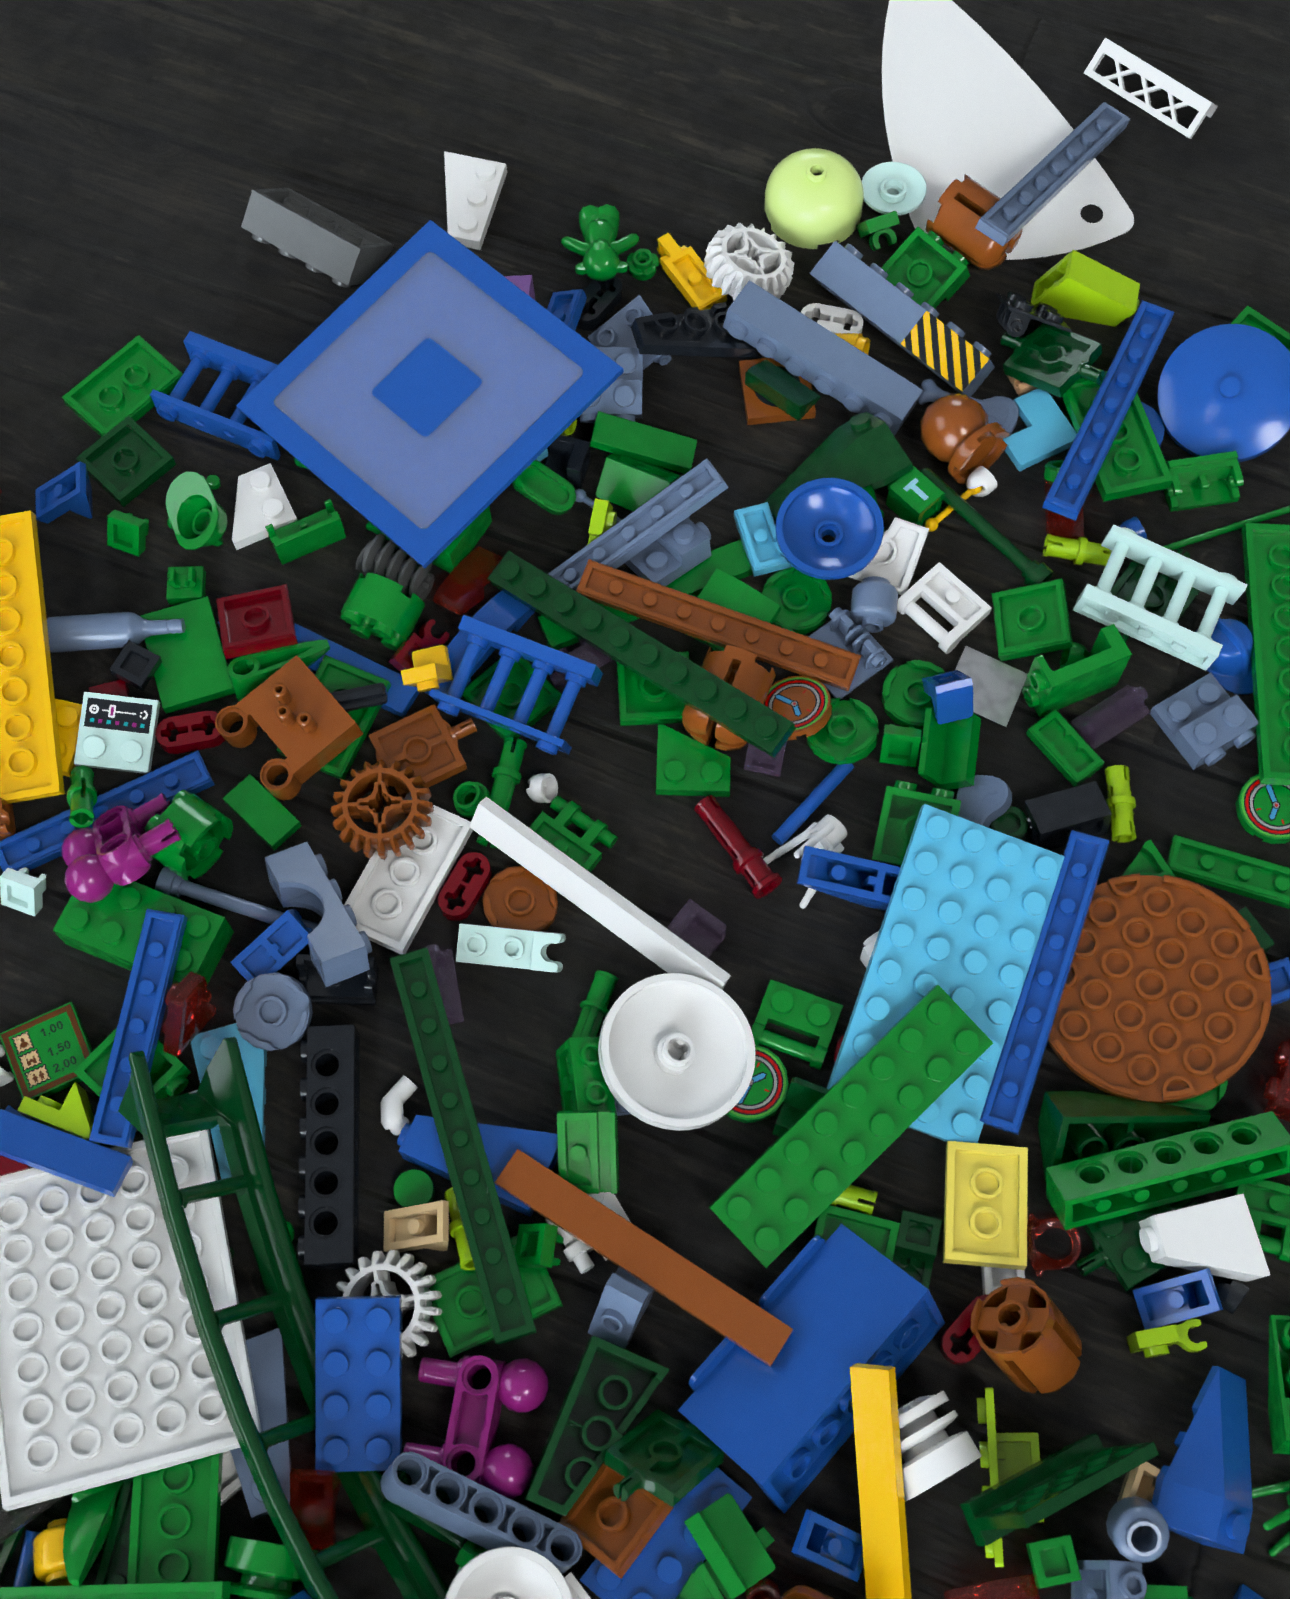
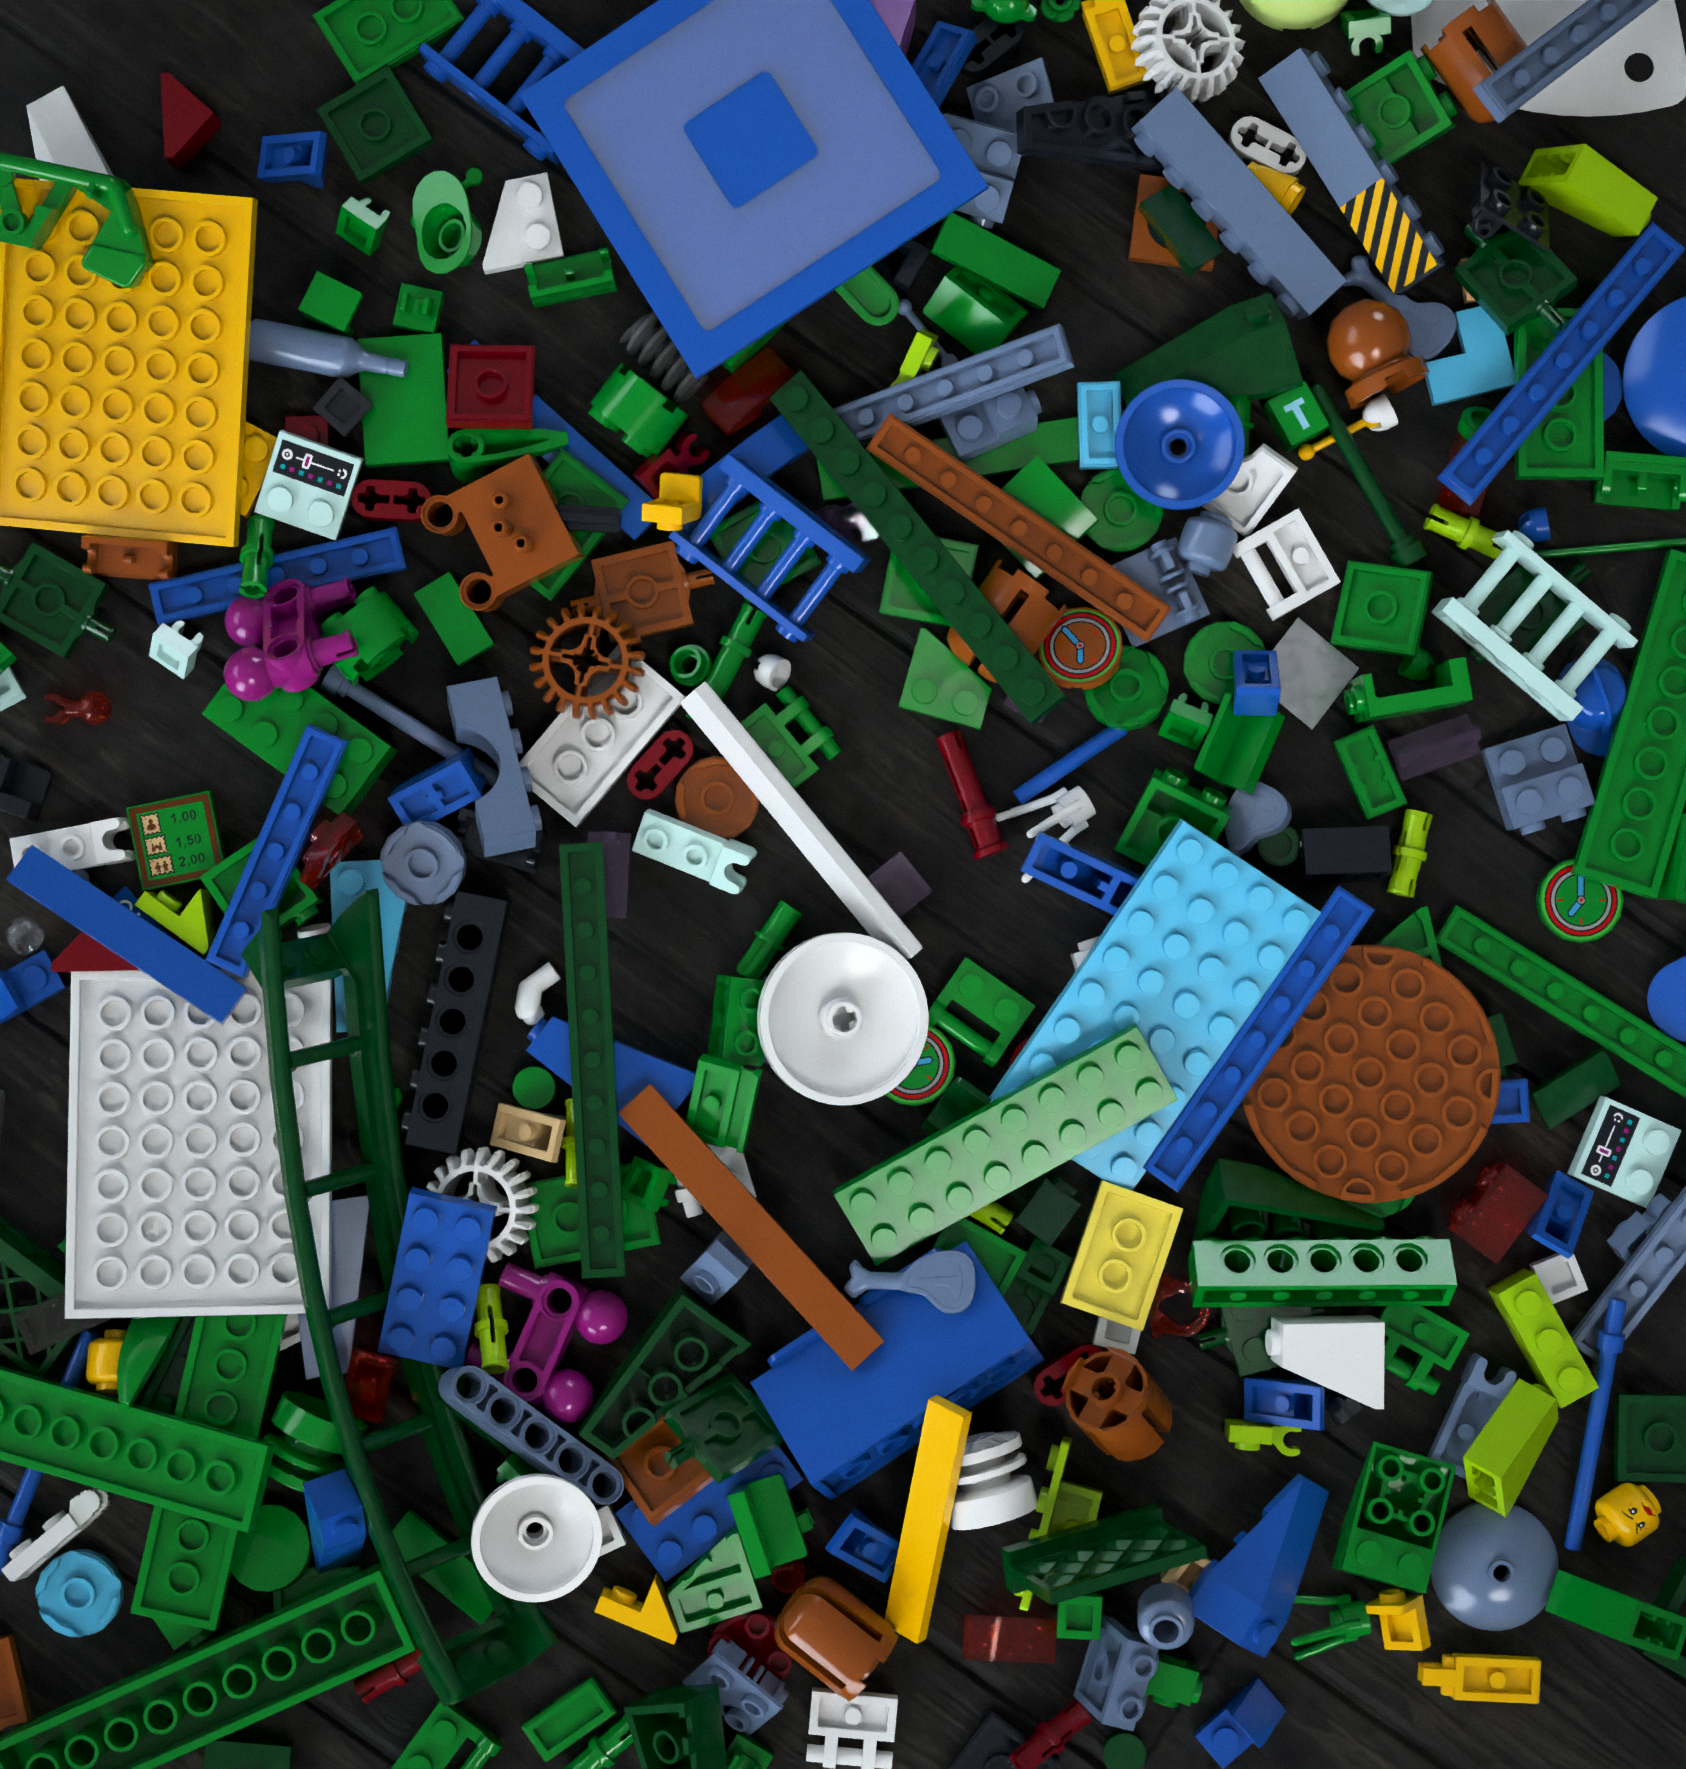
camera: 15 degrees right, 20 degrees up
(110, 591) = (330, 304): none -> green panel
(416, 1409) = (492, 1354): none -> lime pin
(827, 1257) = (942, 1277): none -> sand blue piece
(907, 1179) = (1048, 1209): none -> clear green brick

